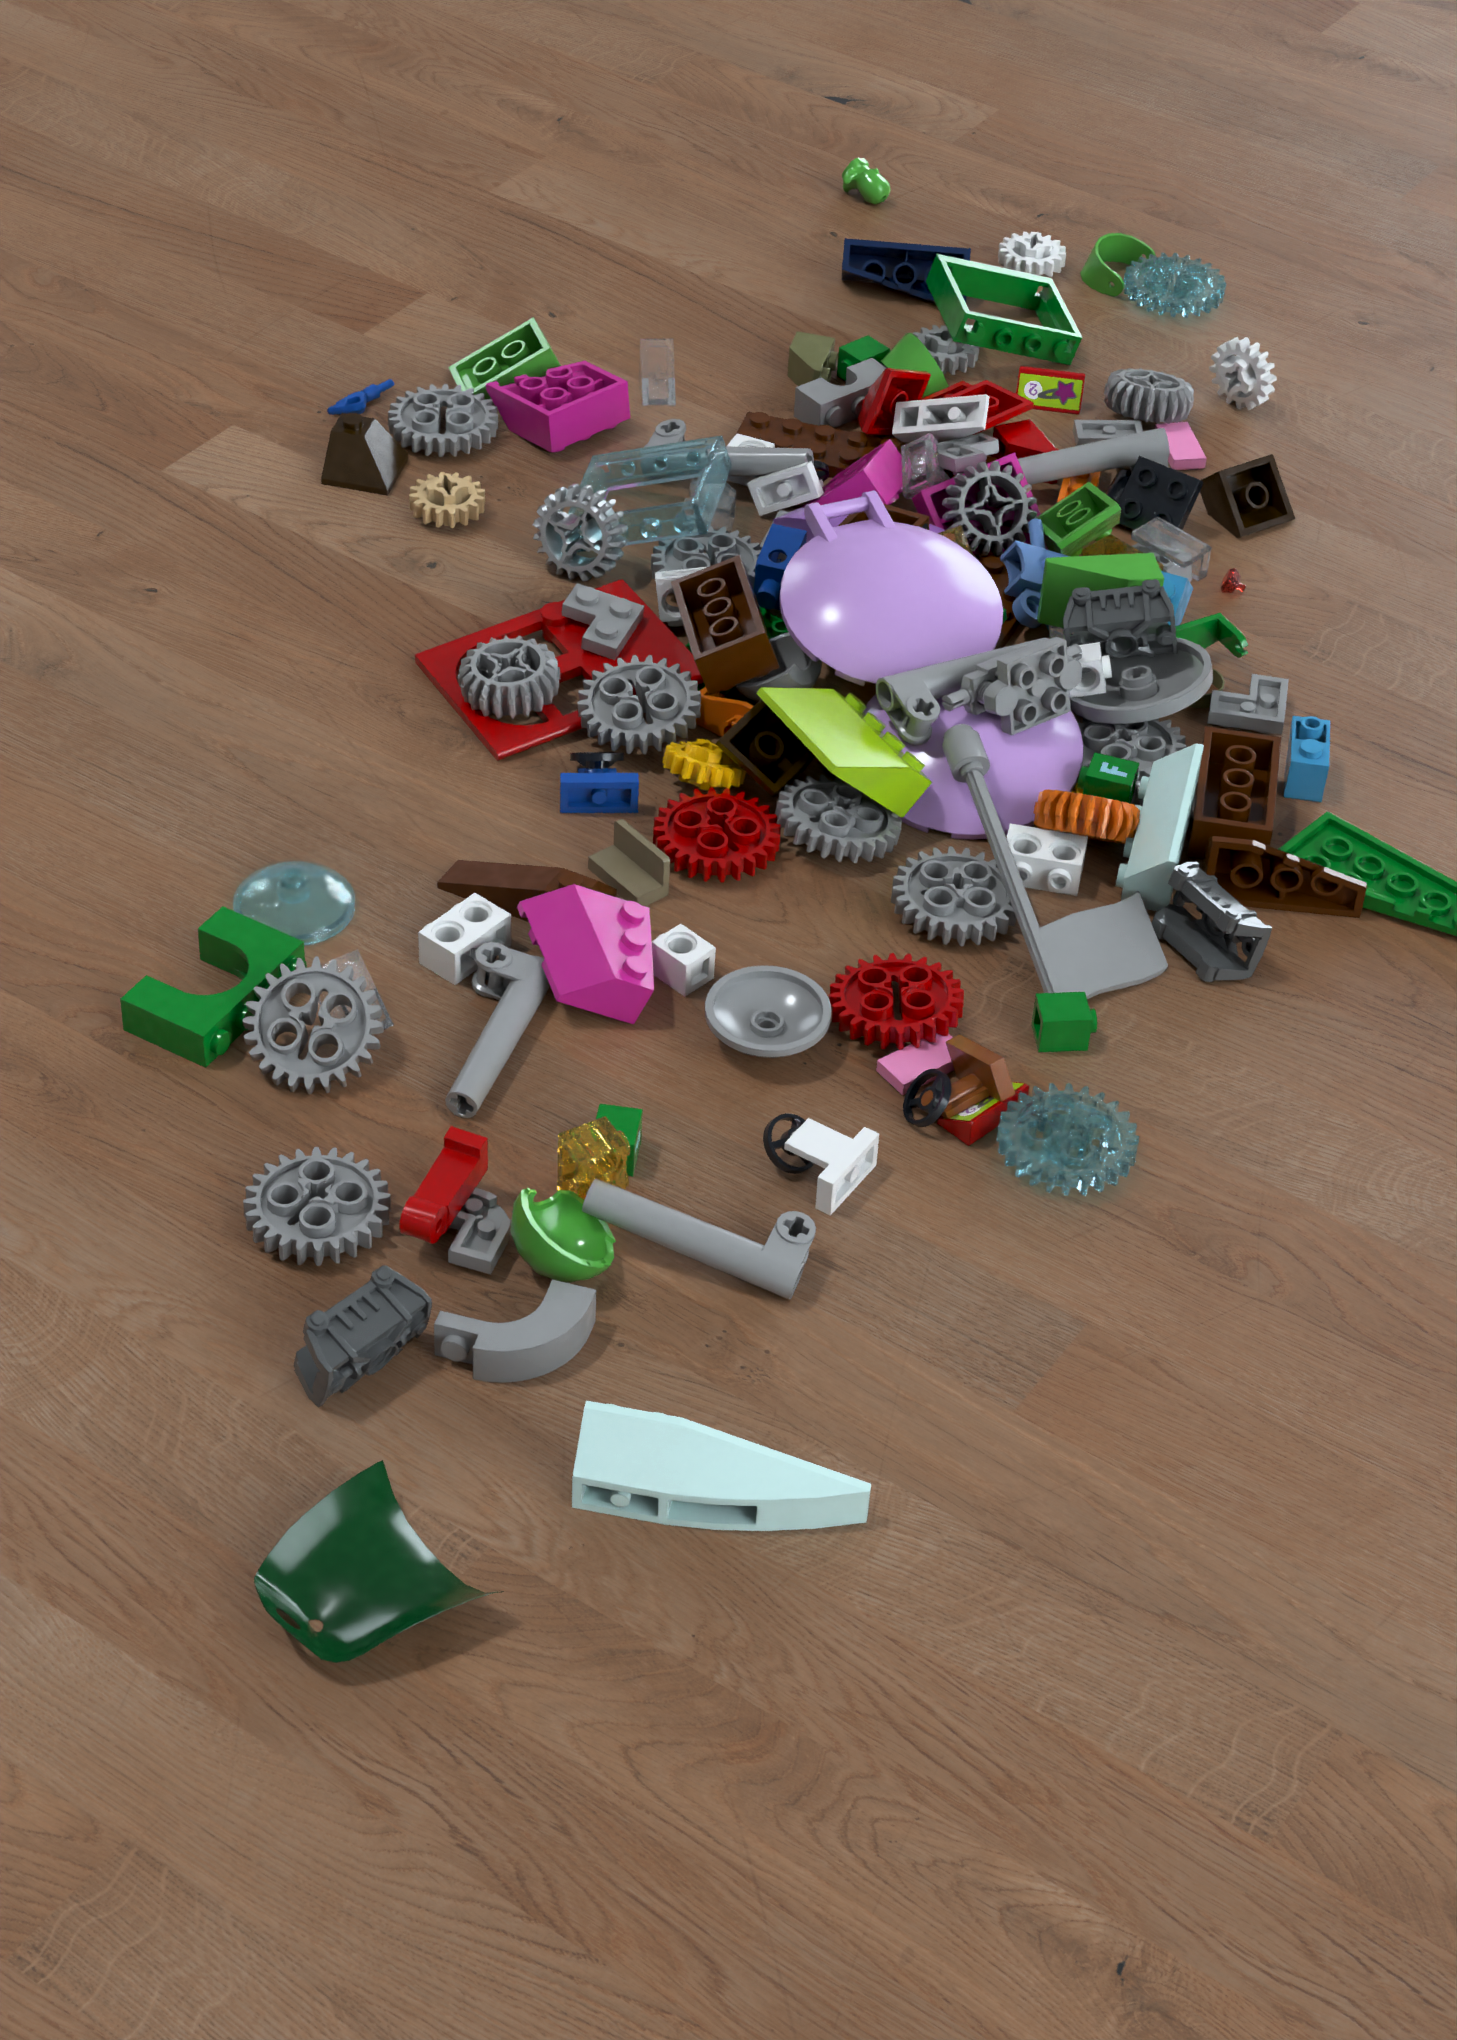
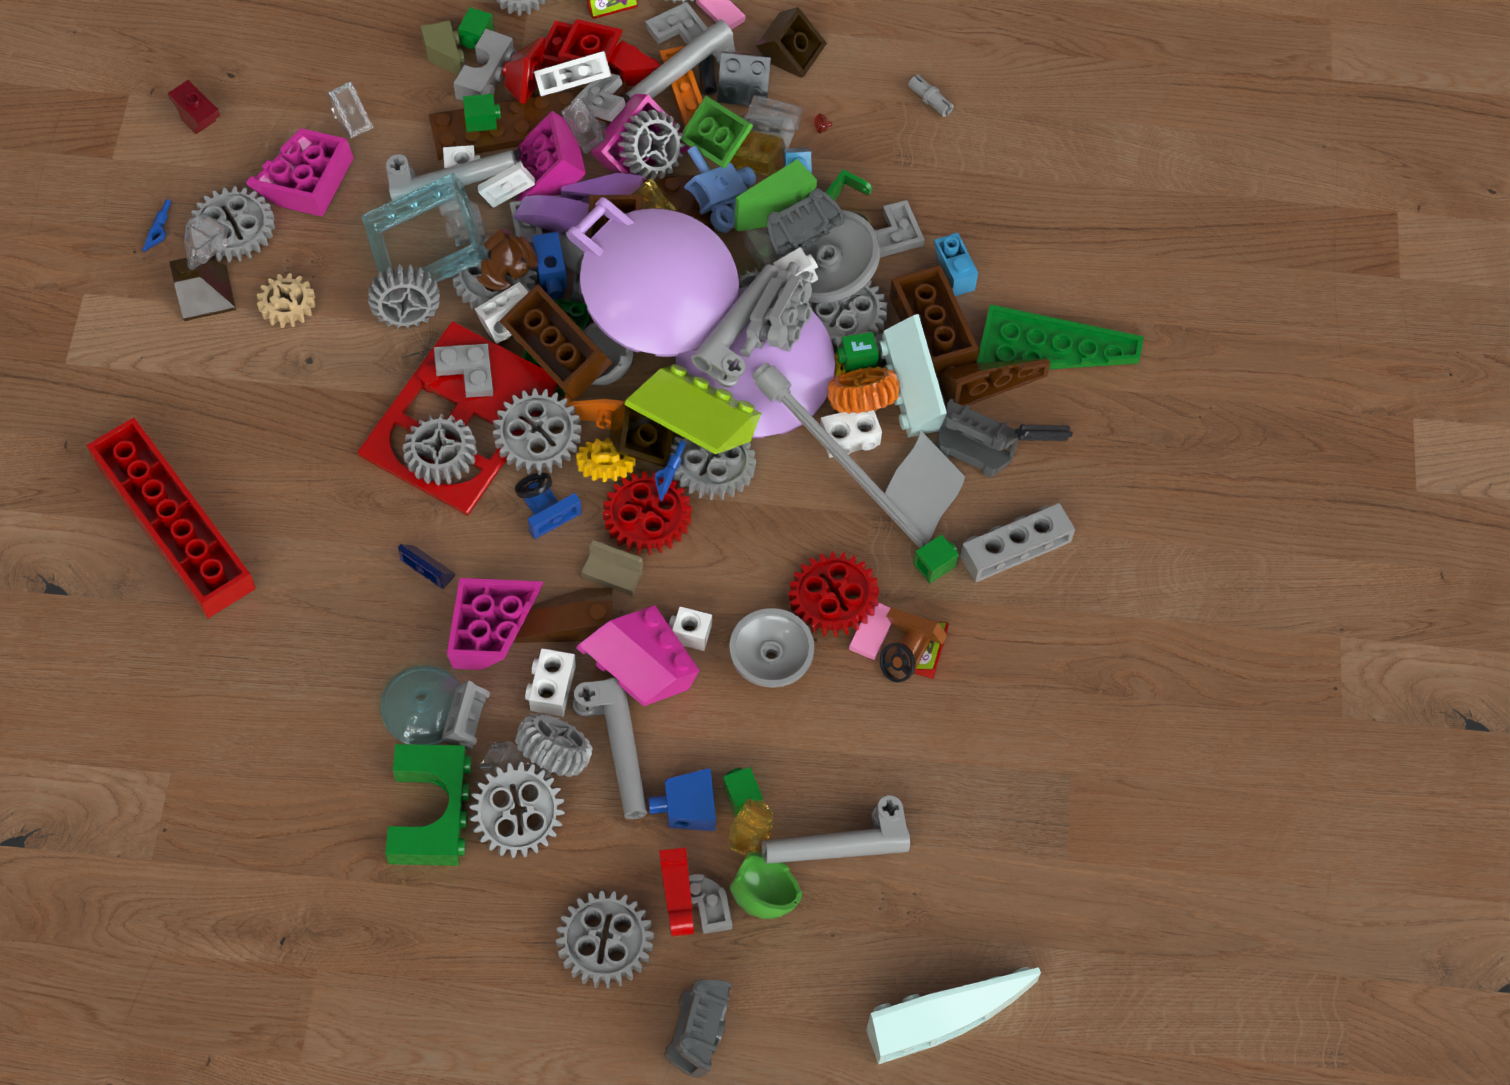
camera: 30 degrees left, 20 degrees up
(151, 622) = (171, 517): none -> red brick
(334, 921) = (464, 715): none -> light grey hinge
(393, 404) = (203, 239): none -> clear slope
(406, 778) = (425, 565): none -> clear blue slope
(410, 981) = (553, 744): none -> light grey gear
(427, 839) = (487, 620): none -> dark pink wedge
(483, 314) = (193, 107): none -> dark red brick
(511, 355) = (241, 150): bright green slope -> none
(524, 1346) = (792, 973): light grey arch -> none
(534, 1115) = (687, 802): none -> blue torso
(733, 534) = (506, 257): none -> reddish brown animal
(764, 797) = (669, 471): none -> blue hand
(805, 419) = (481, 112): none -> green brick
(844, 1158) = (863, 736): white piece -> none
(913, 355) = (517, 25): bright green piece -> none
(953, 896) = (816, 489): light grey gear -> none
(1066, 1150) = (989, 671): clear light blue gear -> none
(1189, 1050) = (984, 564): none -> light grey brick
(1305, 948) = (1043, 432): none -> black axle
(1397, 605) = (930, 95): none -> light grey pin

